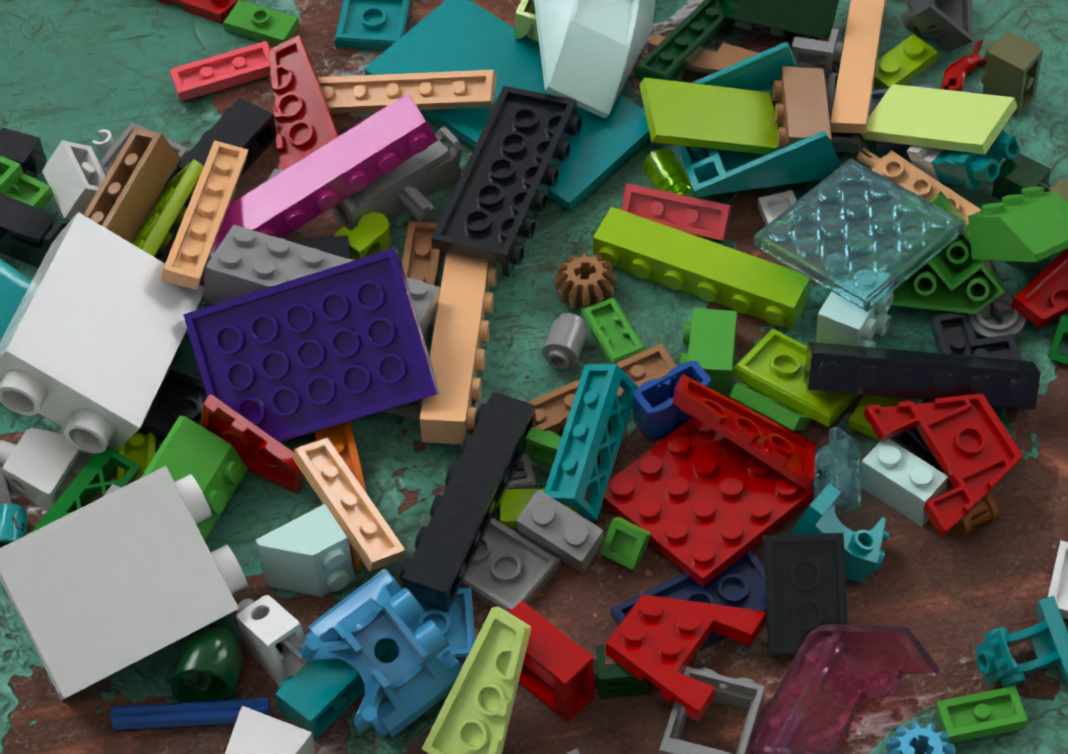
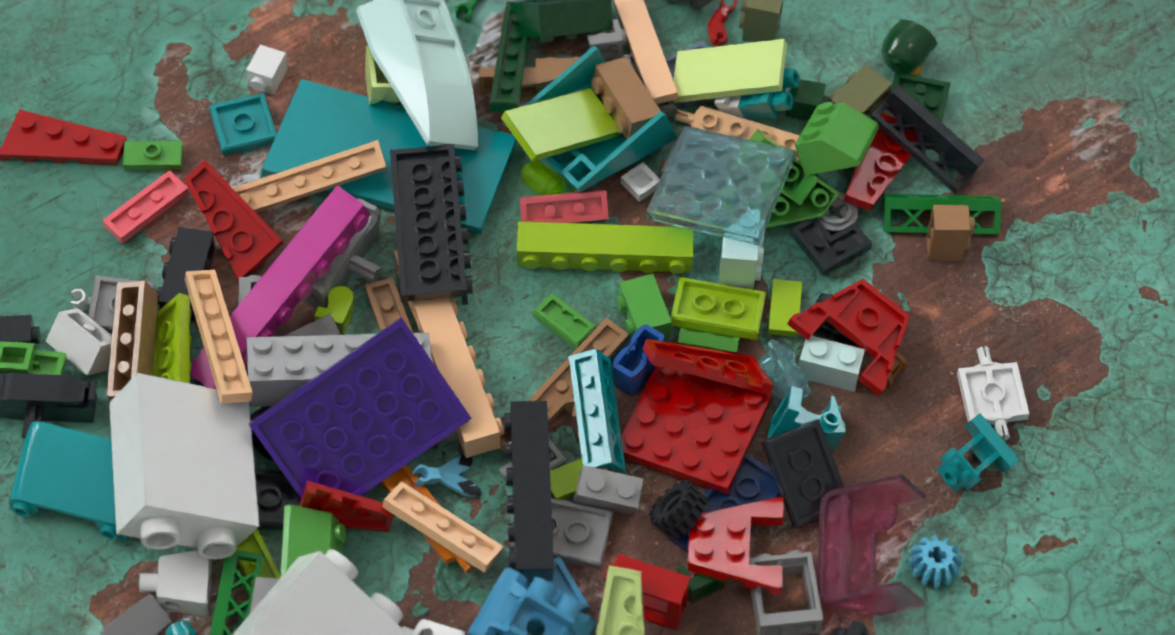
camera: 30 degrees left, 5 degrees up
(307, 555) = (433, 577): light aqua slope -> none
(393, 455) = (449, 476): none -> medium azure piece
(542, 446) = (562, 429): bright green plate -> none
(565, 341) = (532, 340): light grey brick -> none
(585, 281) = (524, 287): medium nougat gear -> none
(625, 543) = (655, 480): bright green plate -> none
(630, 581) = (678, 509): none -> black tyre
(904, 62) = (674, 28): lime plate -> none
(920, 374) = (808, 278): black brick -> none
(981, 714) = (962, 515): bright green plate -> none

